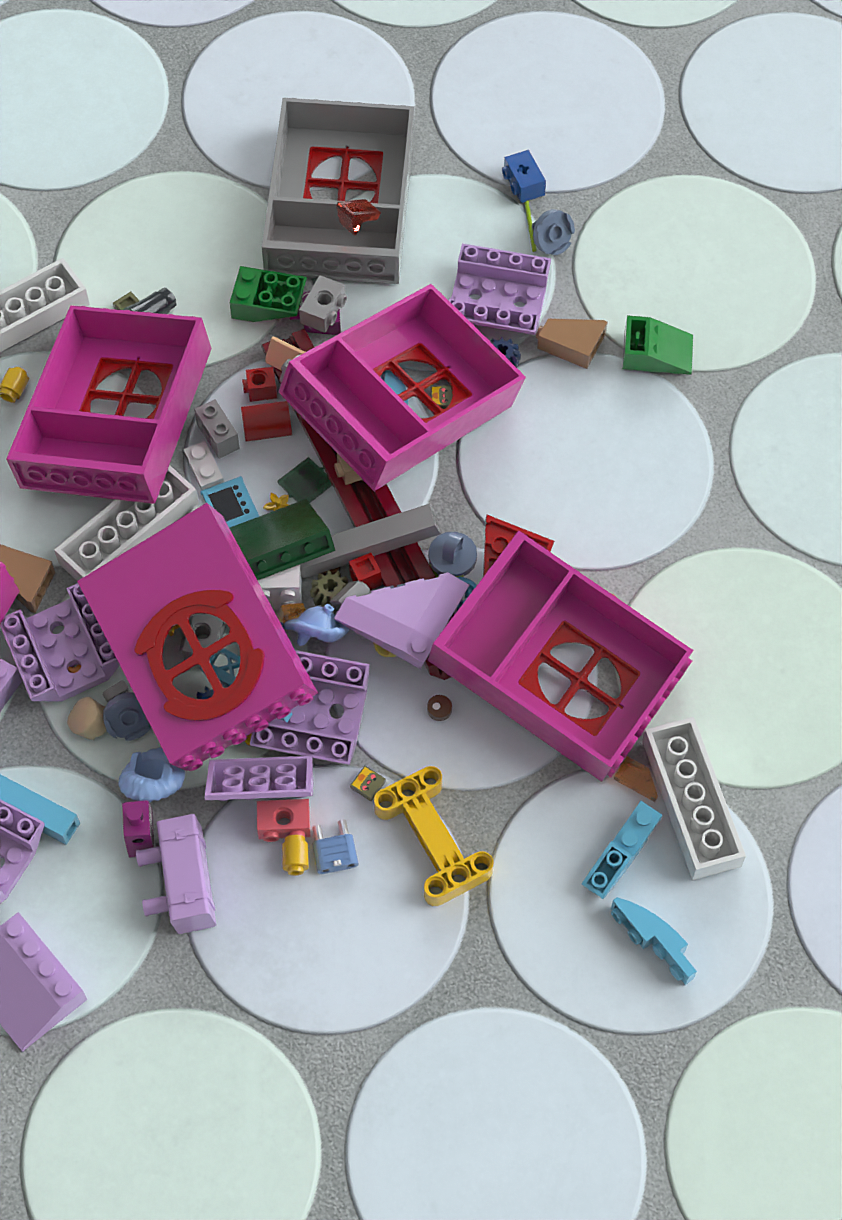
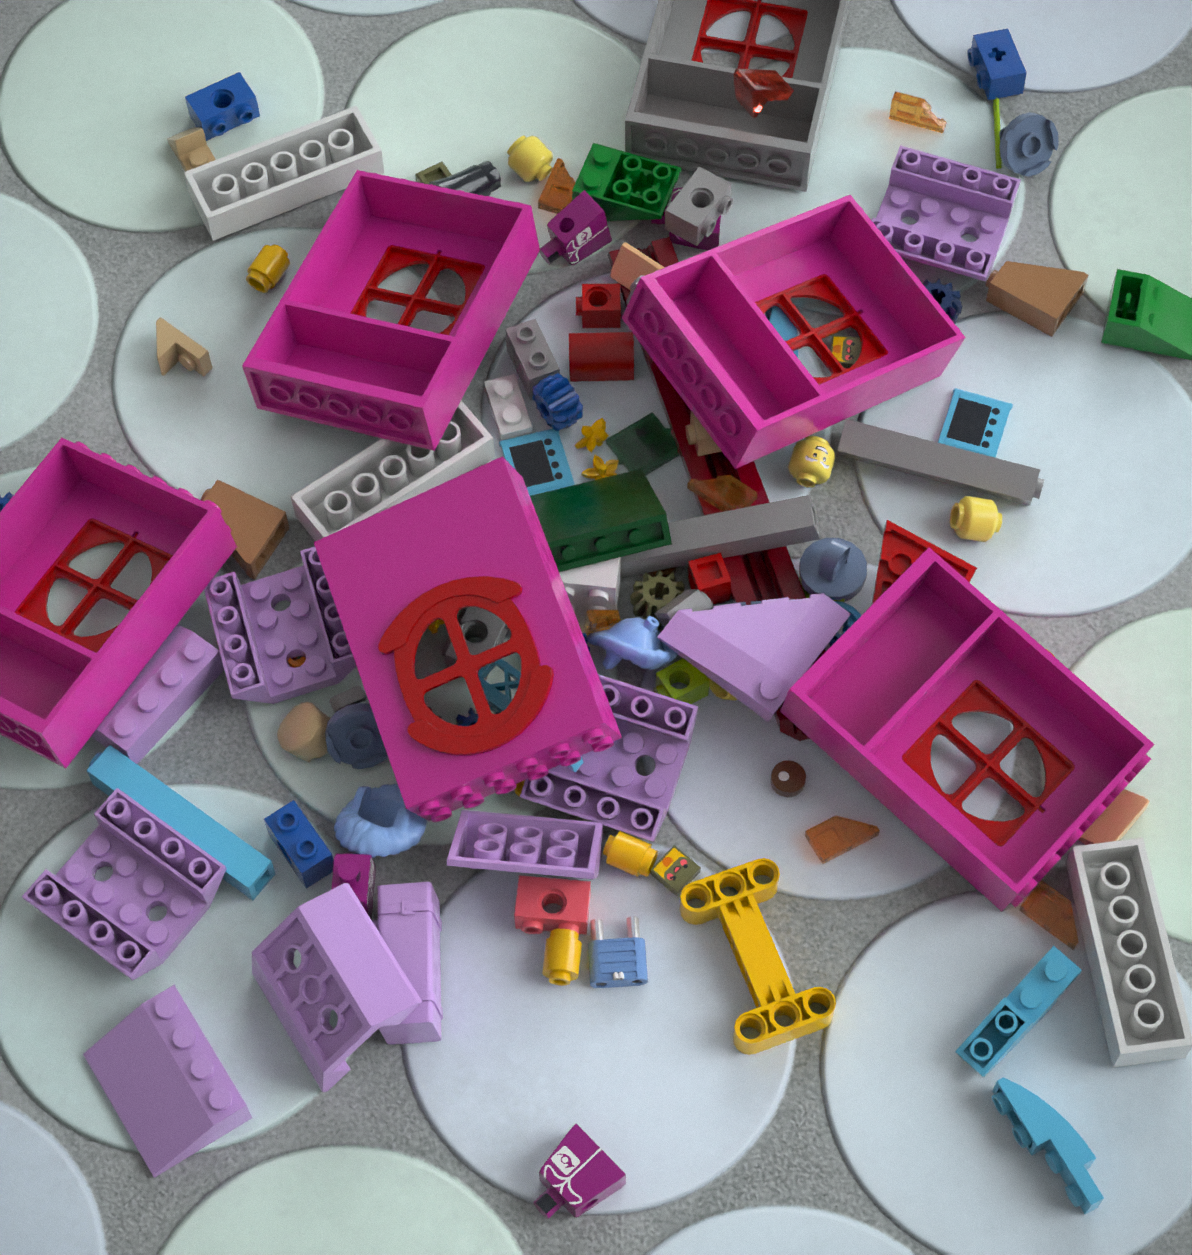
camera: 10 degrees right, 0 degrees up
(95, 799) = (299, 844): none -> blue brick
(138, 883) = (340, 970): none -> lavender slope
(195, 282) = (530, 158): none -> light yellow head
(218, 305) = (558, 189): none -> clear orange tile
(236, 332) = (576, 231): none -> magenta torso
(239, 457) = (557, 402): none -> blue gear
(268, 479) = (593, 435): none -> yellow plant
(326, 1007) = (577, 1176): none -> magenta torso
(334, 775) = (630, 854): none -> yellow brick
(355, 641) = (686, 673): none -> lime brick
(368, 509) = (724, 492): none -> clear orange tile
(427, 479) = (811, 461): none -> light yellow head
(469, 217) = (915, 112): none -> clear orange tile
(480, 743) = (838, 836): none -> clear orange tile
(518, 468) = (940, 462): none -> light grey brick
(539, 443) = (975, 422): none -> container
(549, 506) = (975, 518): none -> light yellow head
(673, 706) = (1116, 819): none -> light nougat slope

